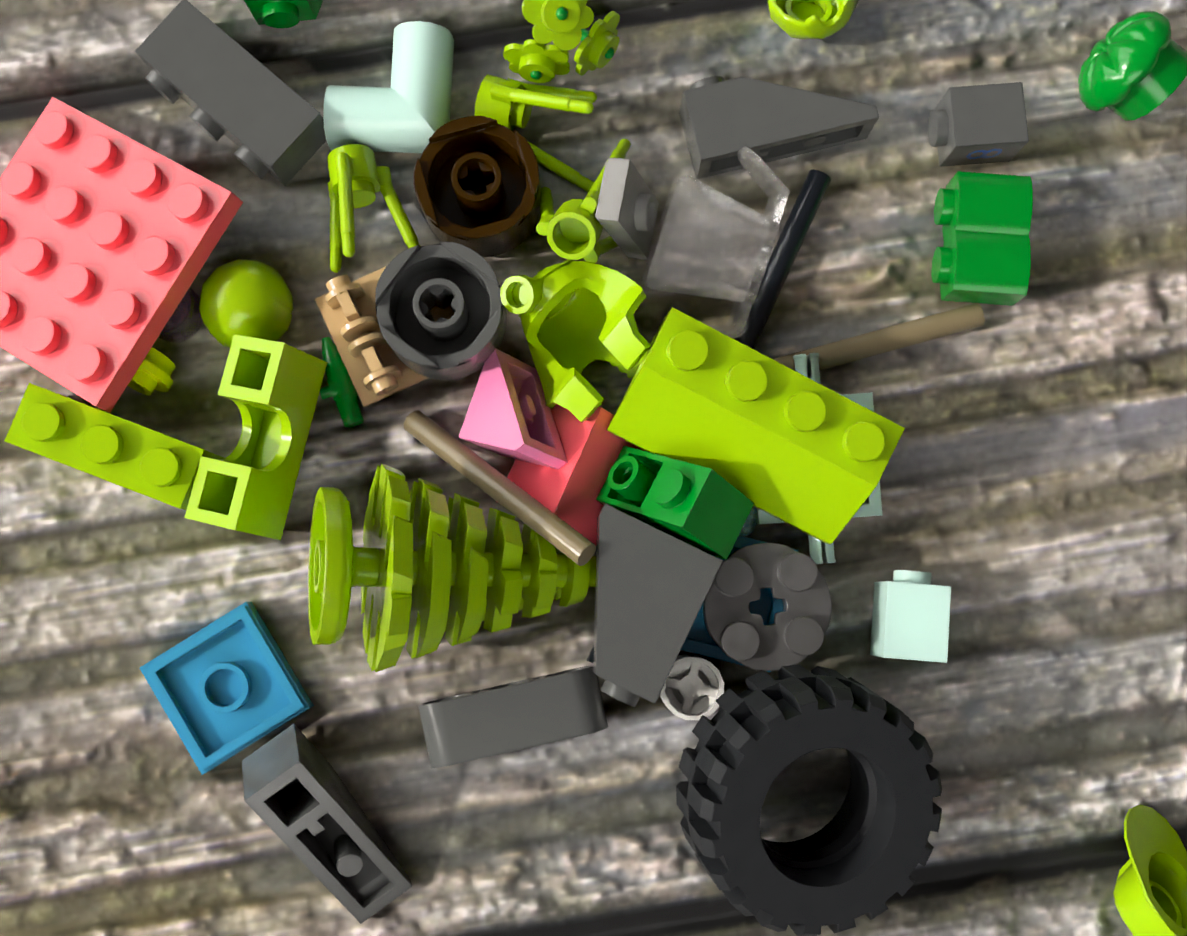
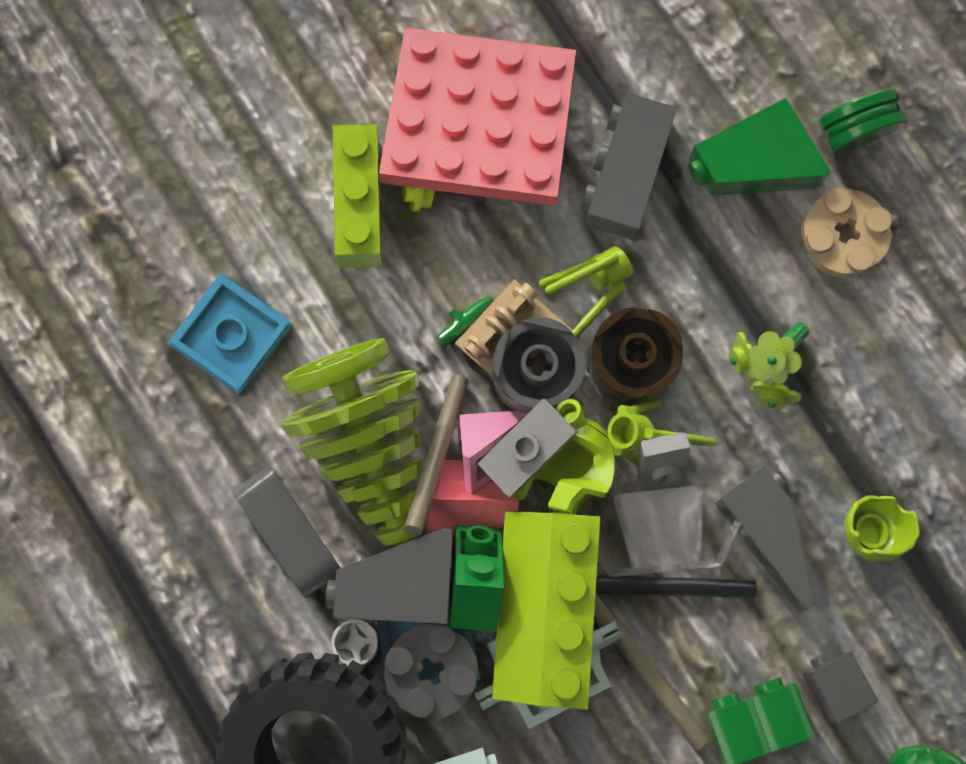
camera: 65 degrees right, 5 degrees down
(246, 301) = (490, 236): lime hair -> none
(277, 401) = (433, 285): lime arch -> none
(322, 823) = (166, 436): dark grey slope -> none
(410, 110) = (676, 288): light aqua brick -> none
(512, 104) = (706, 352): lime plant -> none
(542, 364) = (527, 448): none -> light grey plate

